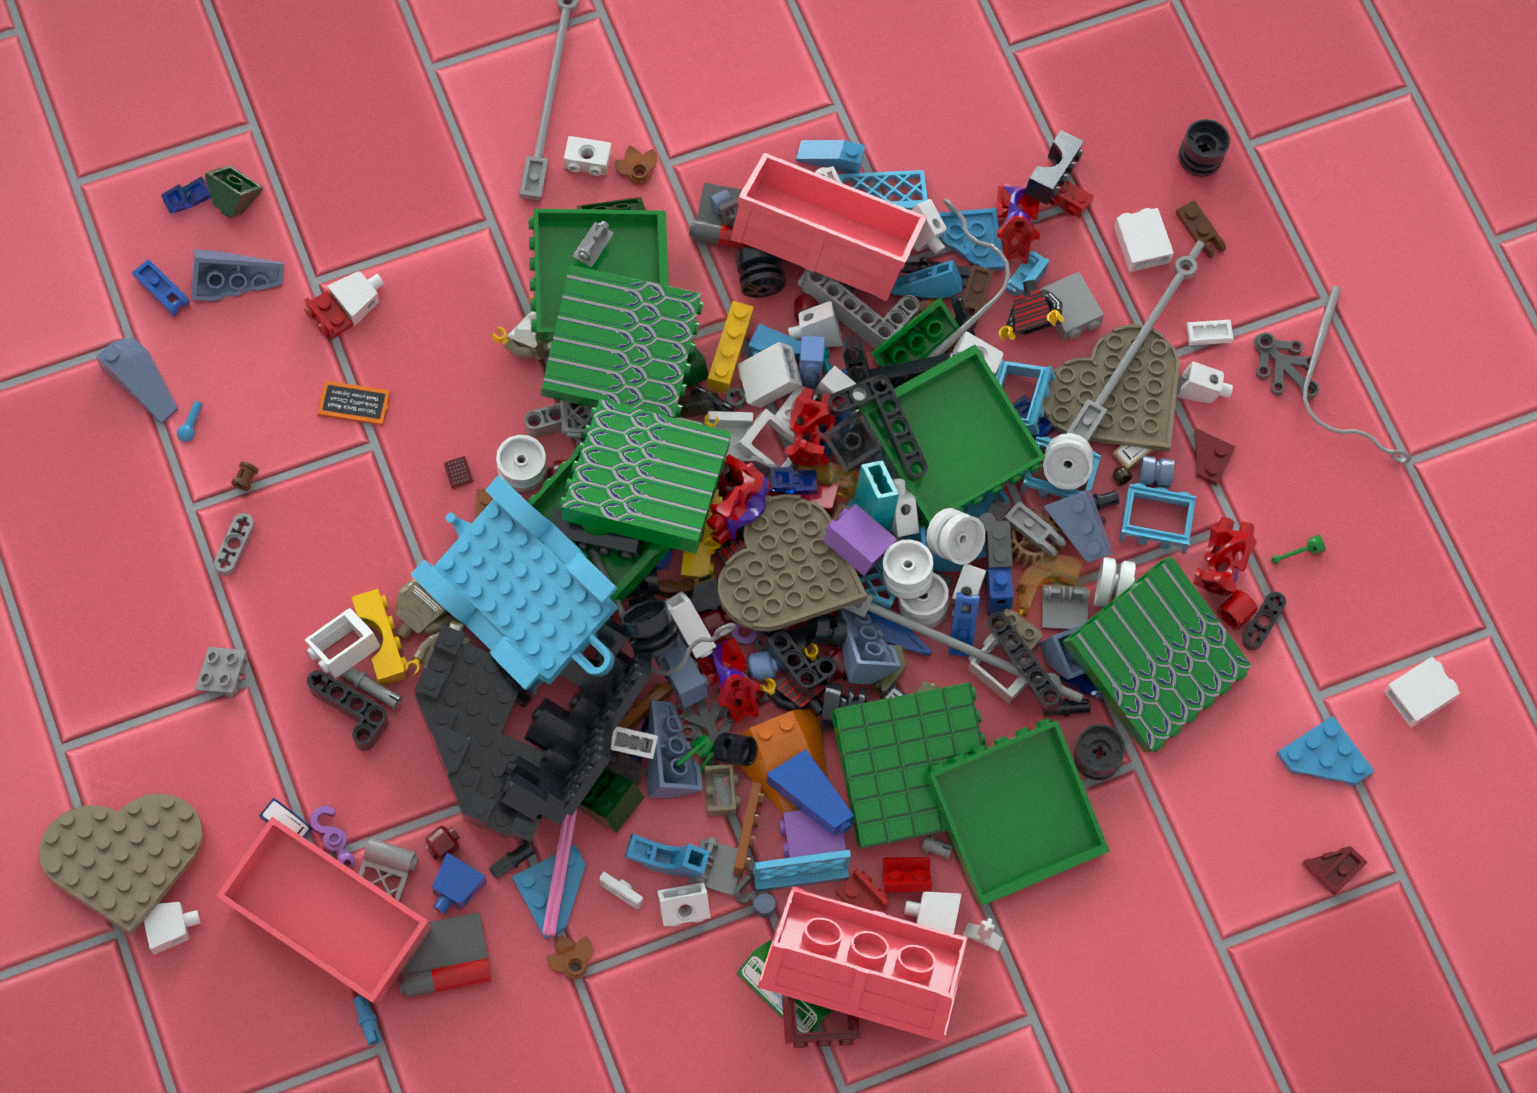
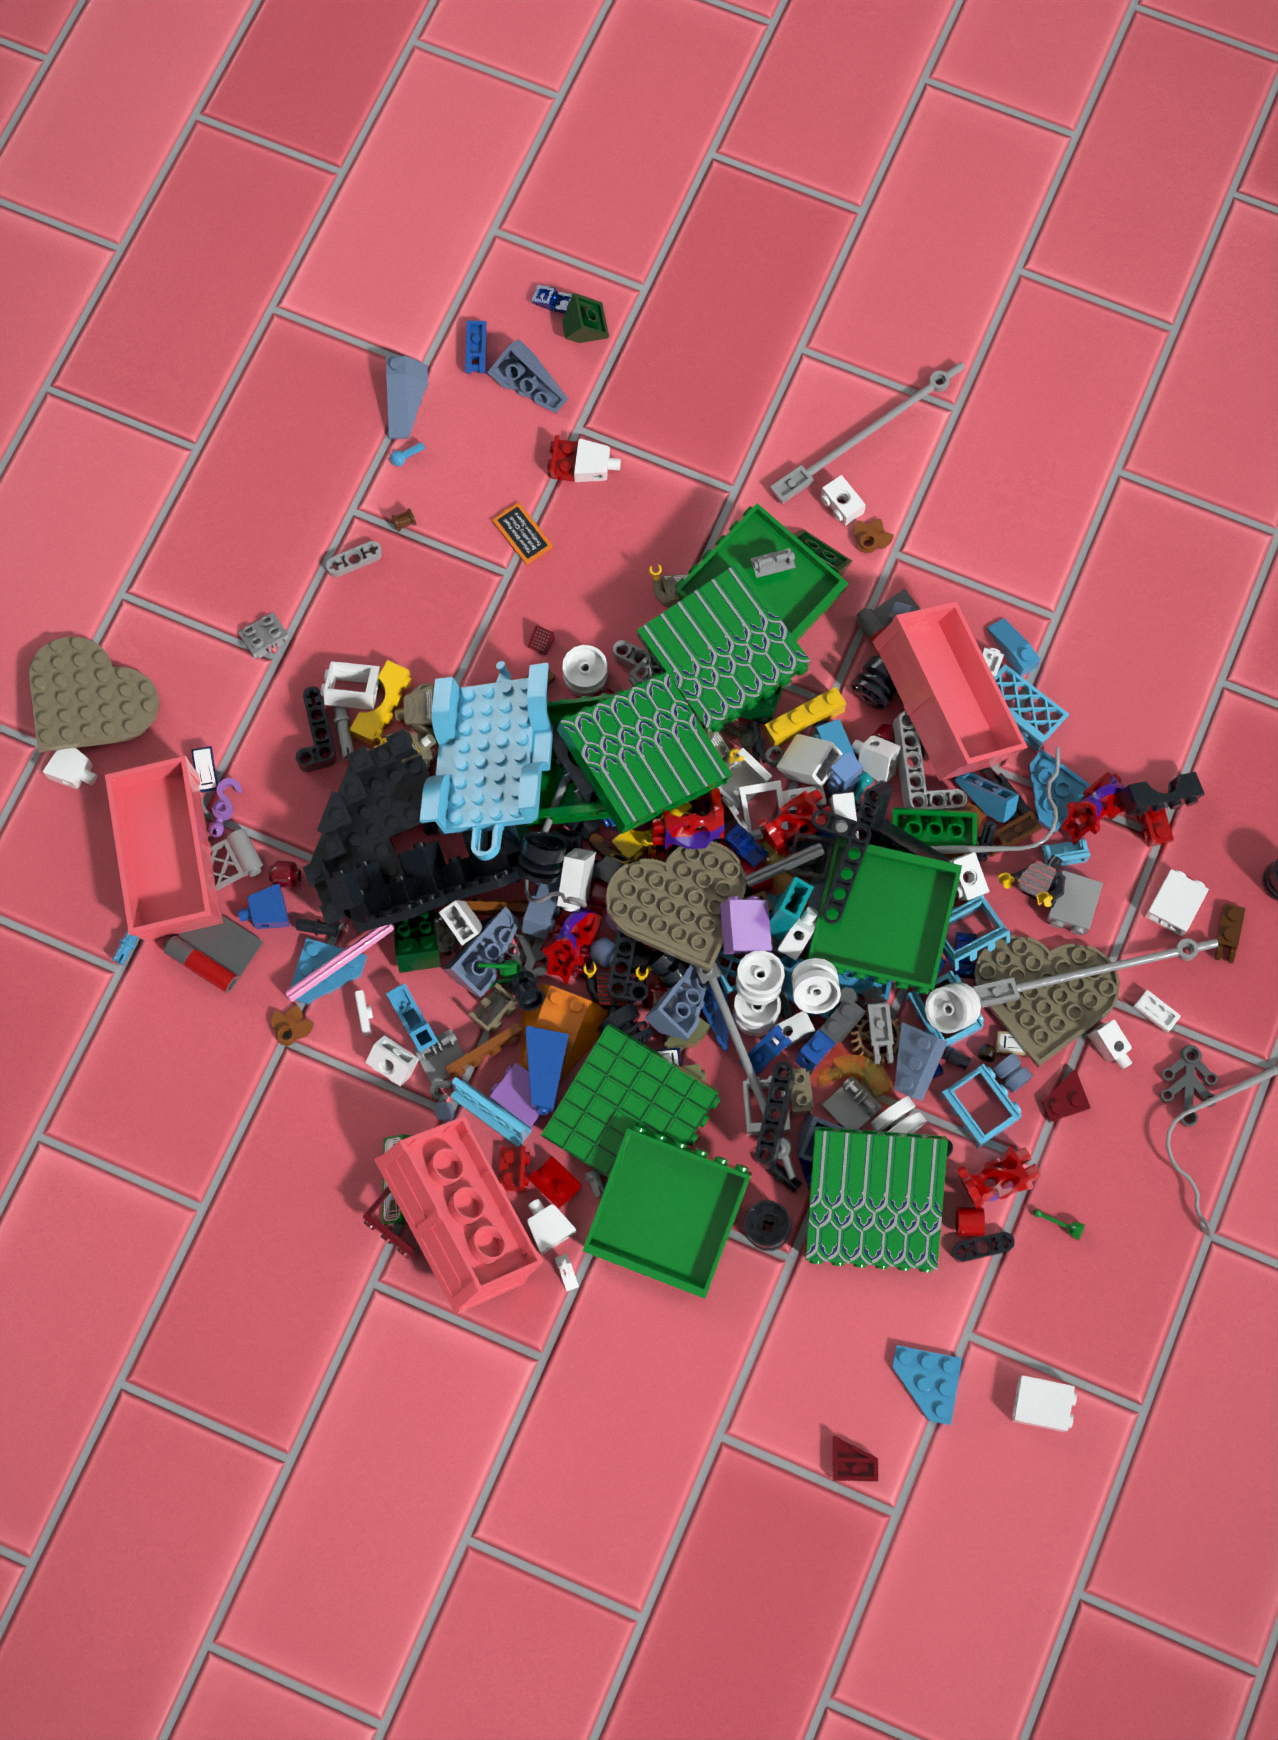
camera: 50 degrees right, 5 degrees up
(840, 466) = (784, 865): none -> dark grey axle
(932, 228) = (1028, 759): white torso -> none

